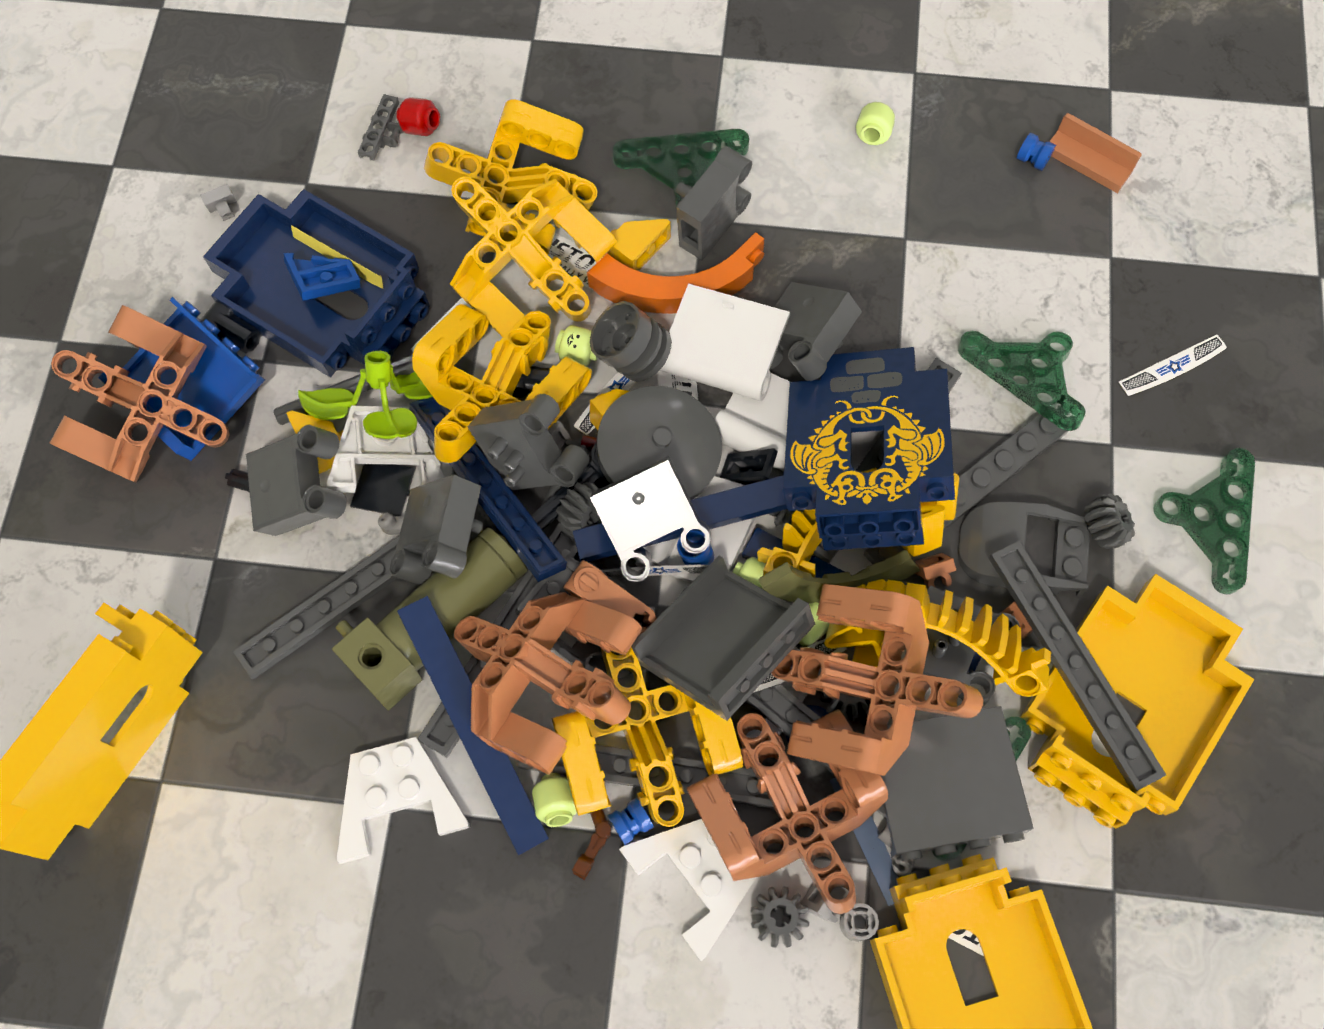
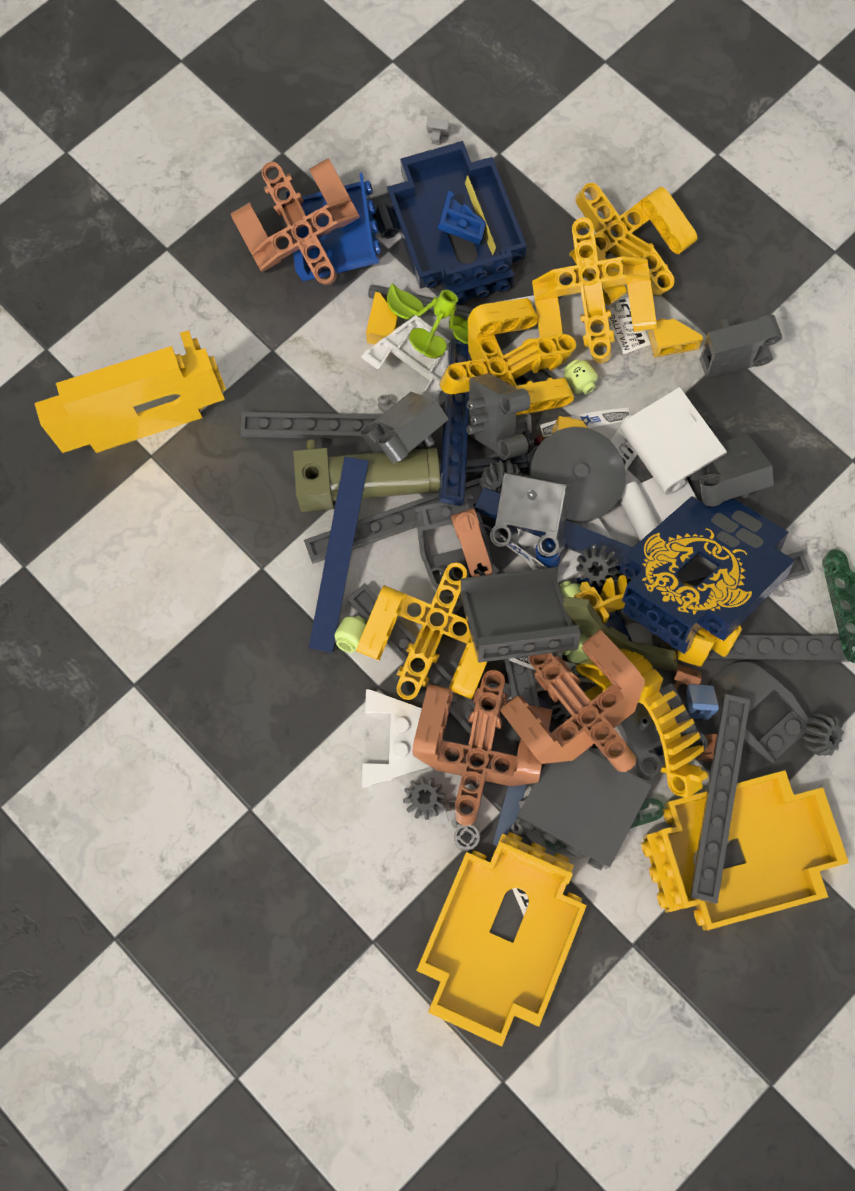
camera: 40 degrees right, 5 degrees up
(287, 482) = (342, 335): dark grey piece -> none
(383, 488) = (397, 379): black piece -> none
(385, 122) = (565, 156): dark grey piece -> none
(391, 781) = (271, 552): white wing -> none
(418, 116) = (600, 157): red head -> none
(525, 655) = (394, 536): nougat piece -> none
(598, 841) = (342, 681): reddish brown piece -> none
(630, 341) = (613, 397): dark grey wheel -> none
(630, 821) = (384, 679): blue wheel -> none
(665, 293) = (661, 381): orange arch -> none
(668, 162) = (738, 298): clear green beam -> none
(749, 466) = (624, 529): black slope -> none
(750, 532) = (594, 555): none -> dark grey gear
(972, 579) = (701, 701): none -> medium blue slope

